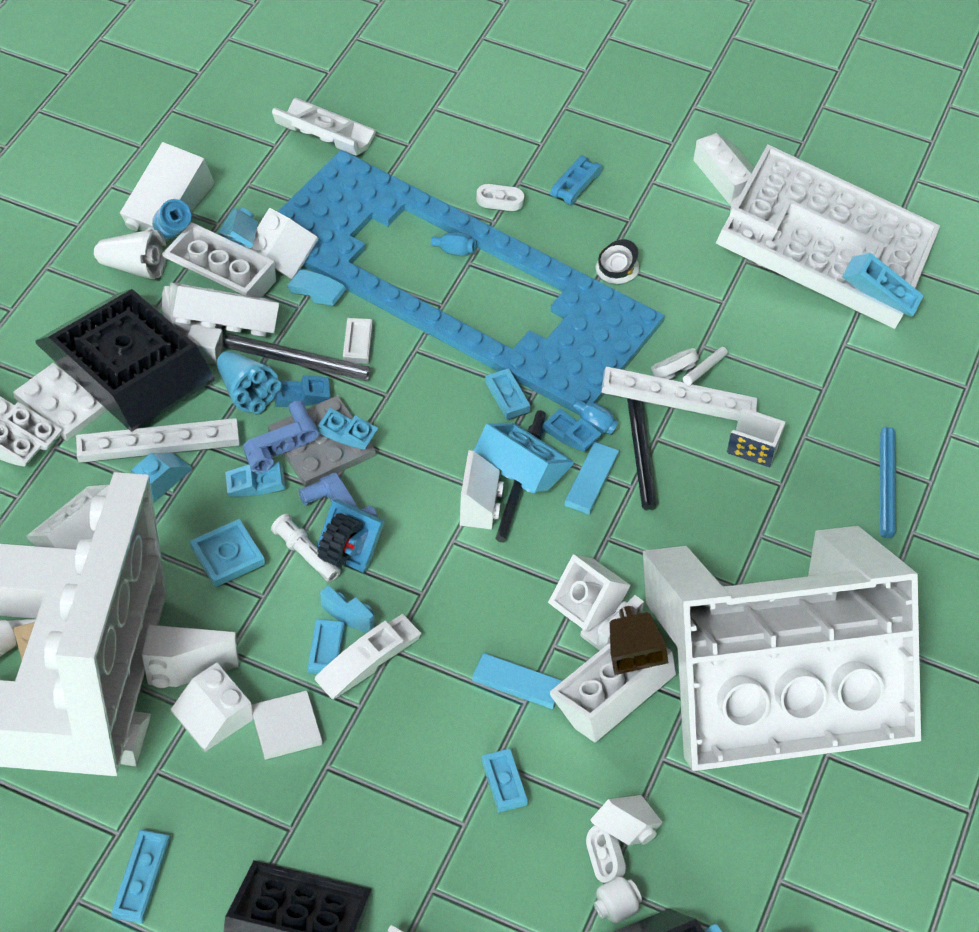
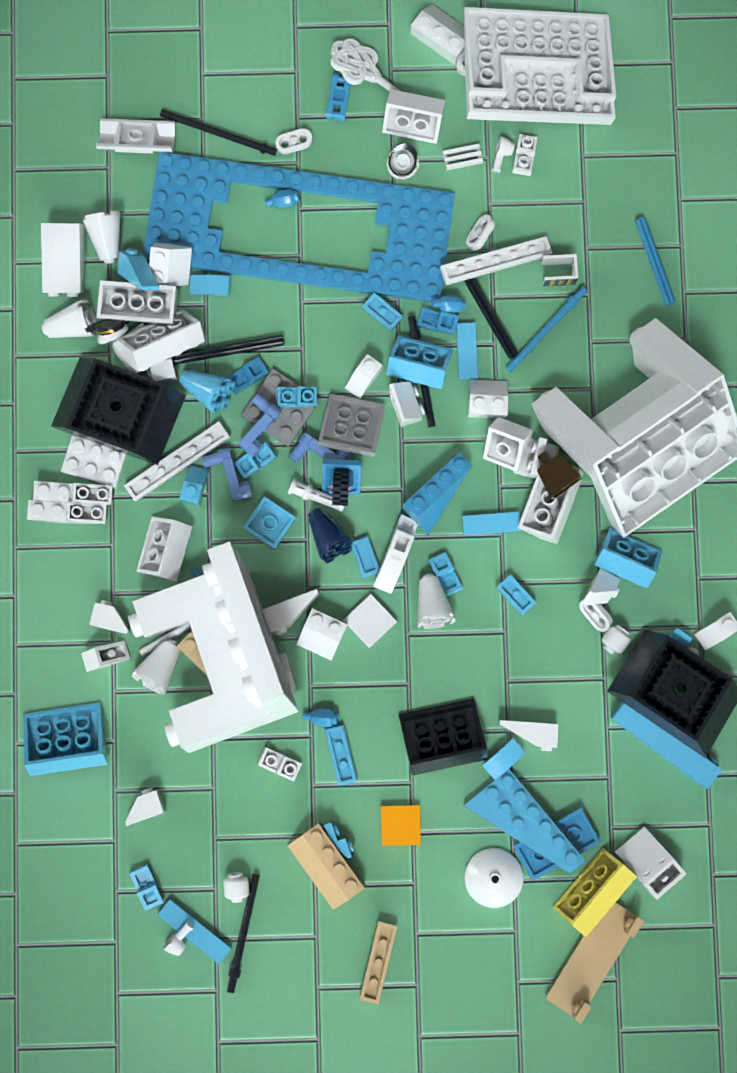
camera: 25 degrees left, 30 degrees up
(49, 846) = (279, 764): none -> white slope
(146, 812) = (322, 717): none -> dark azure plant
(166, 274) = (109, 330): none -> white piece
(170, 223) = (86, 286): dark azure wheel -> none
(211, 498) = (238, 490): none -> medium blue beam
(228, 188) = (104, 234): none -> white cone
(292, 599) = (329, 536): none -> dark blue cone
(352, 613) = (372, 528): medium azure slope -> none
(357, 340) = (260, 315): white tile -> none
(380, 740) = (433, 604): none -> white cone
(397, 487) = (351, 425): none -> light grey plate
(421, 714) = (445, 572): none -> medium azure slope
(445, 446) = (364, 376): none -> white slope
(461, 191) = (263, 148): none -> black bar
(463, 606) = (434, 496): none -> dark azure wedge
(588, 537) = (488, 399): none -> white slope
(616, 156) = (359, 66): none -> white piece
(653, 223) = (413, 116): none -> white slope
(687, 803) = (628, 558): none -> medium azure slope
(693, 285) = (463, 156): none -> white tile
(703, 367) = (502, 226): white bar -> none
(748, 296) = (503, 148): none -> white bar
(754, 481) = (571, 302): none -> dark azure bar
(772, 314) = (524, 155): none -> white slope
(882, 283) = (595, 103): medium azure slope -> none

